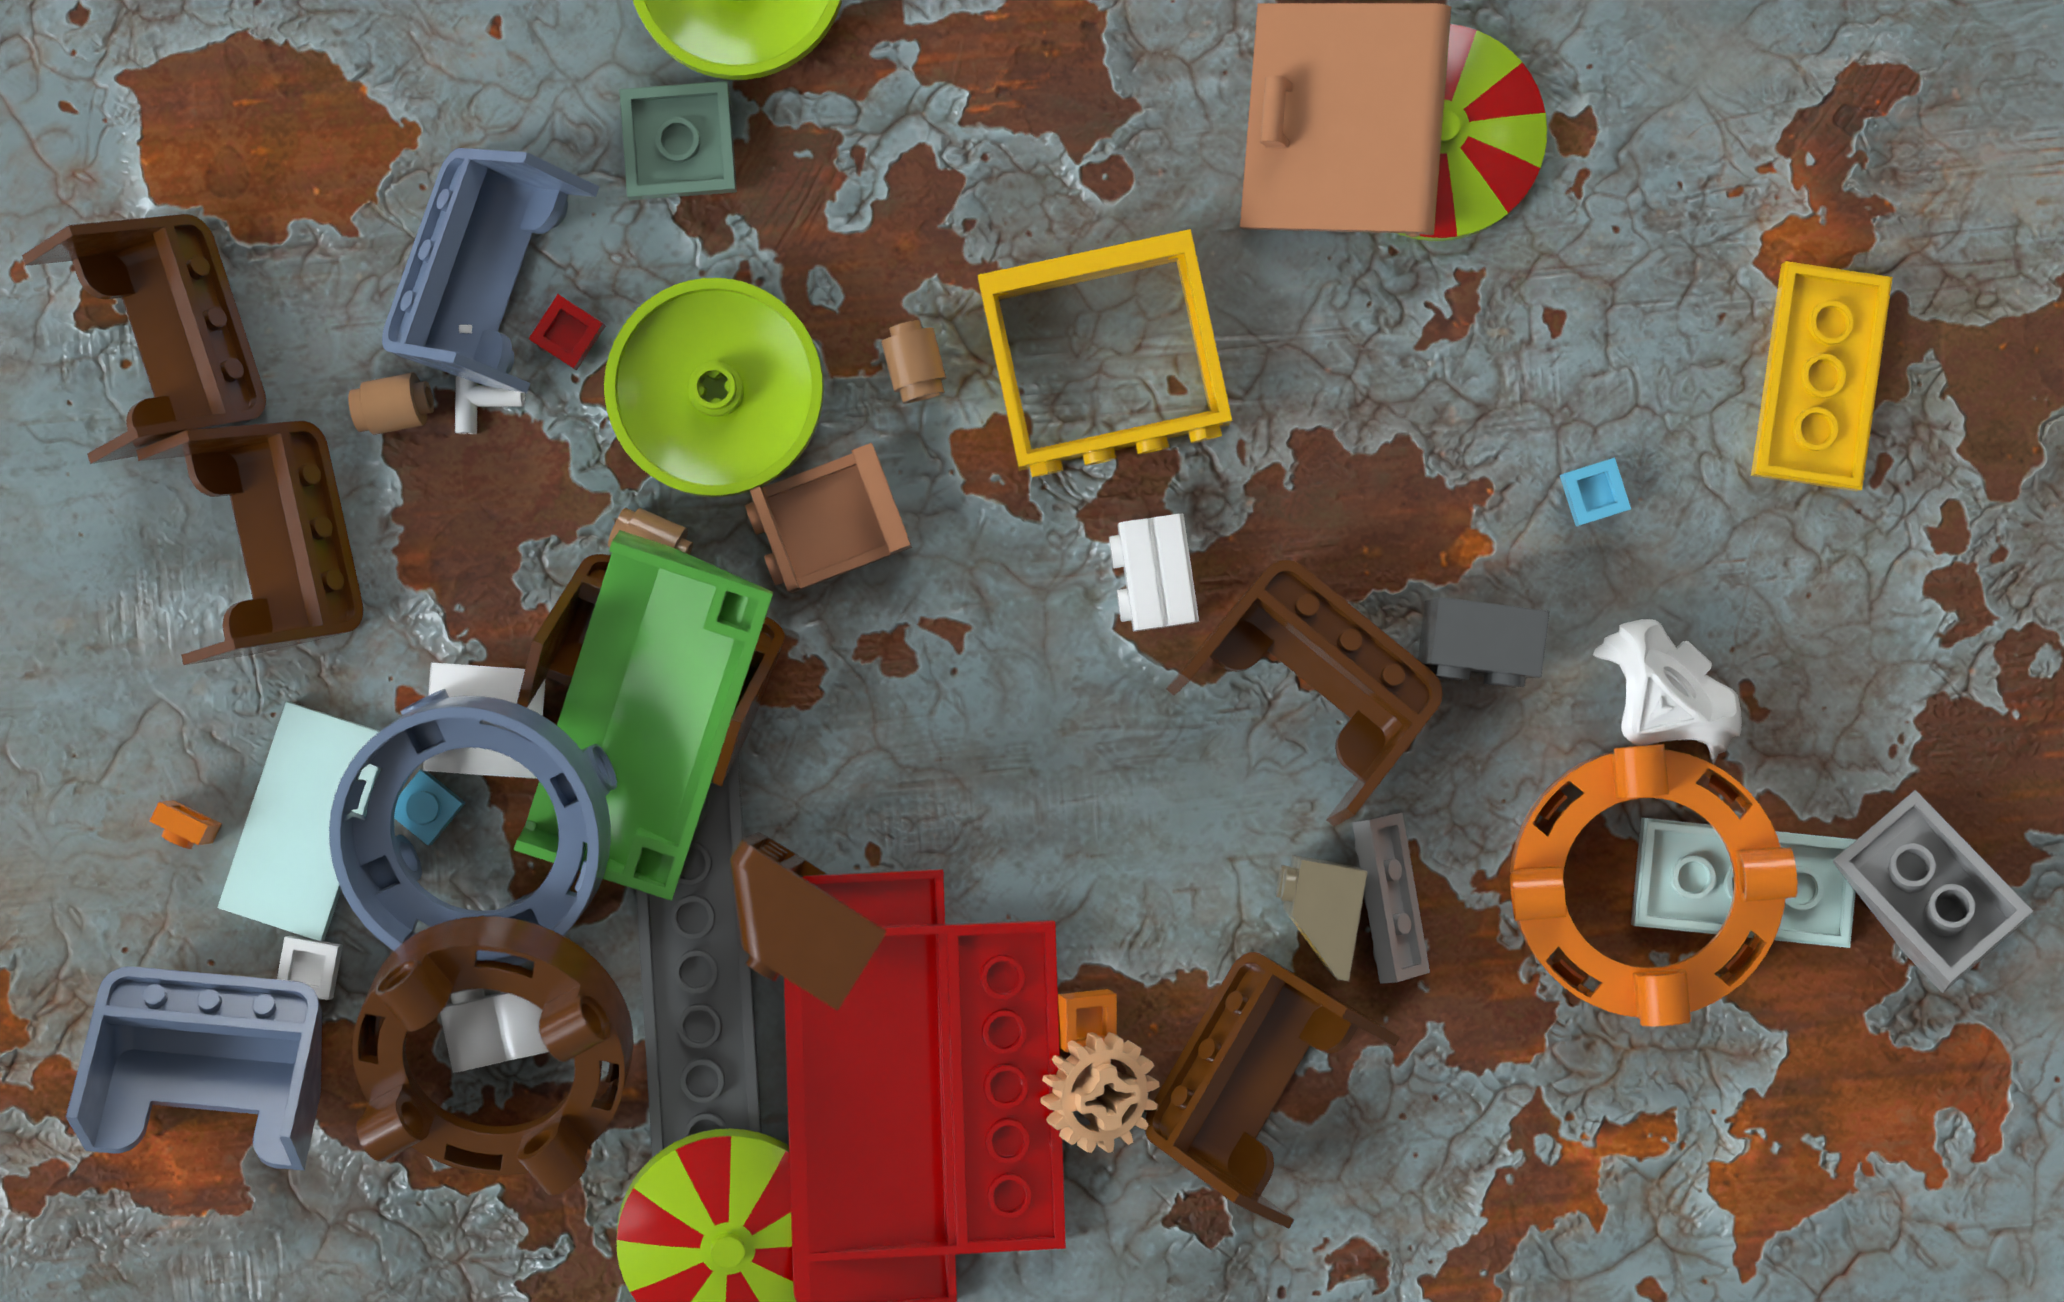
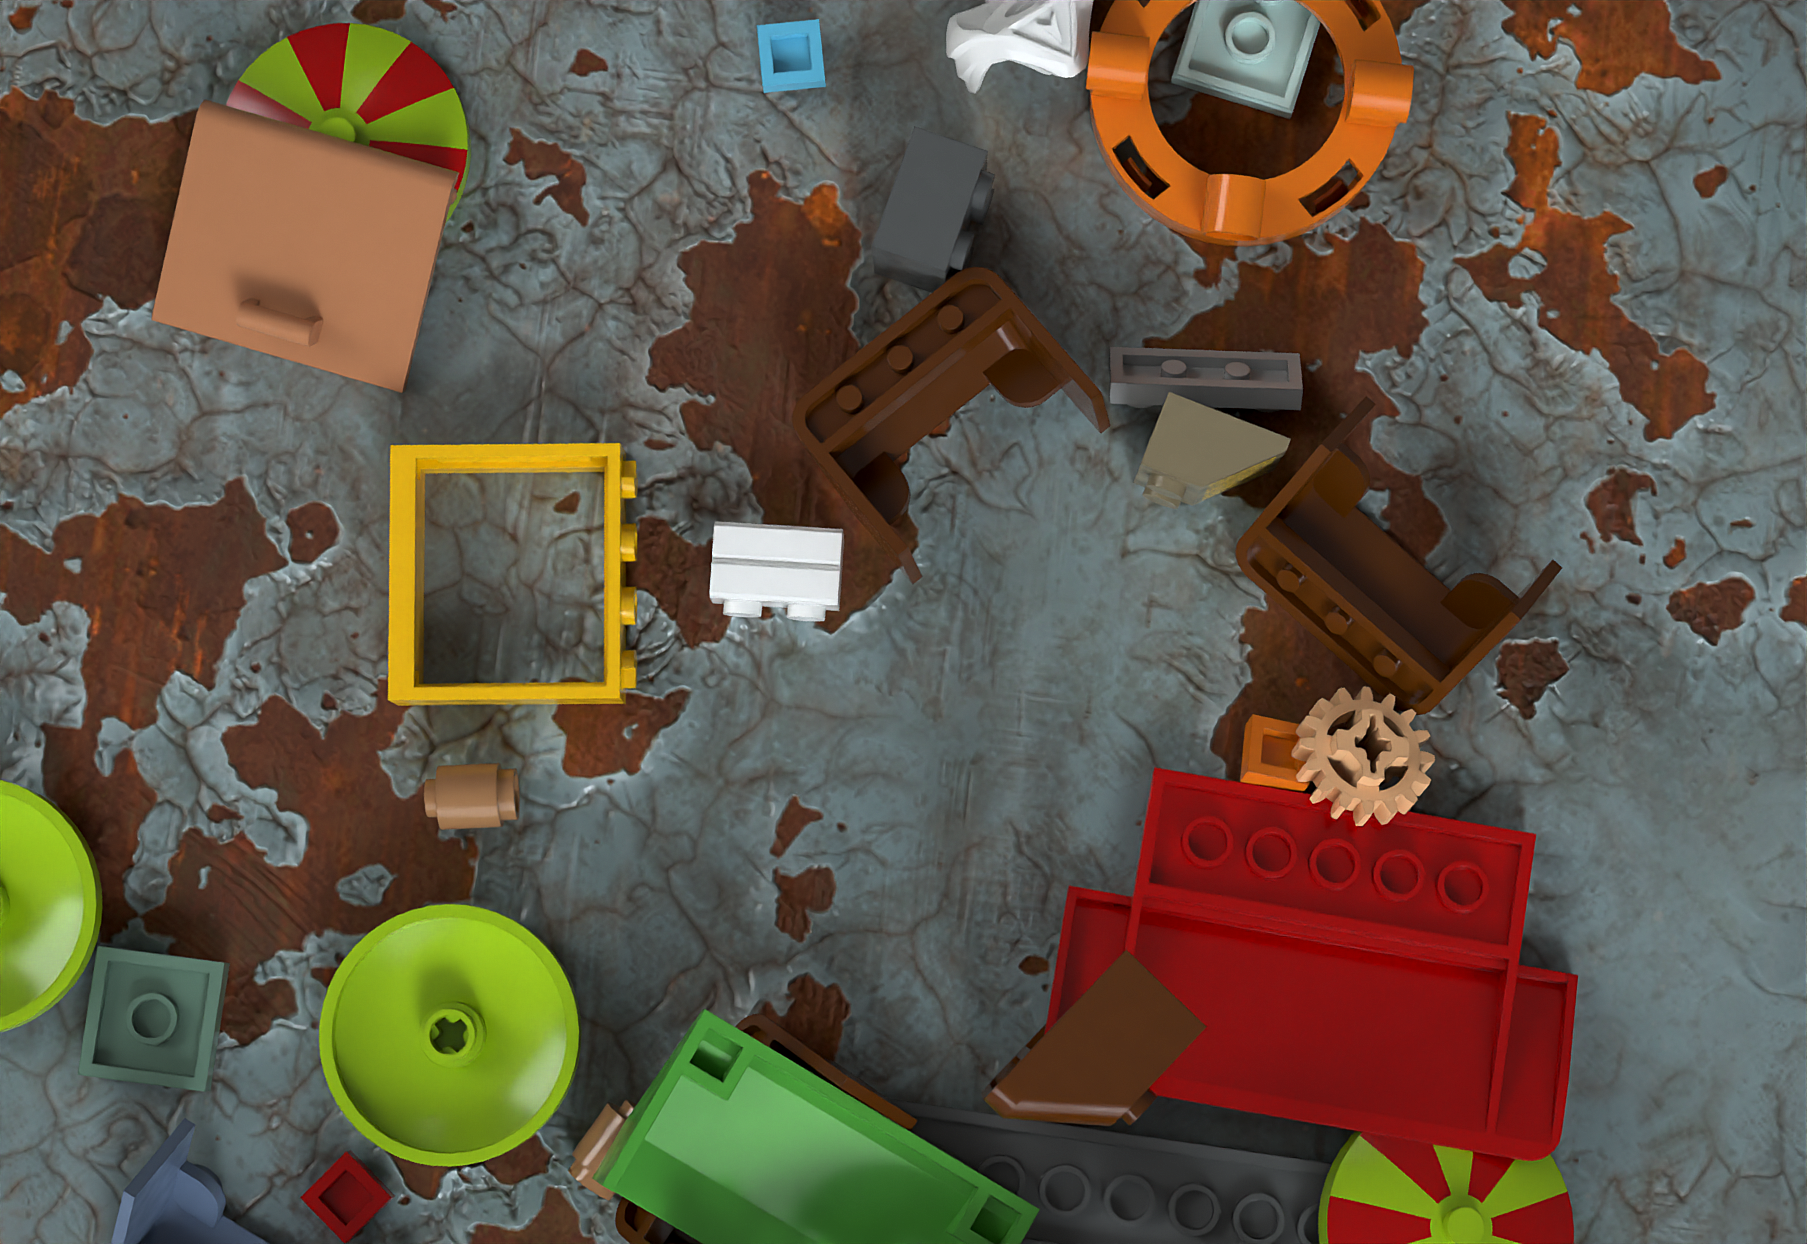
camera: 70 degrees left, 5 degrees down
(828, 520) = (634, 933): nougat panel -> none

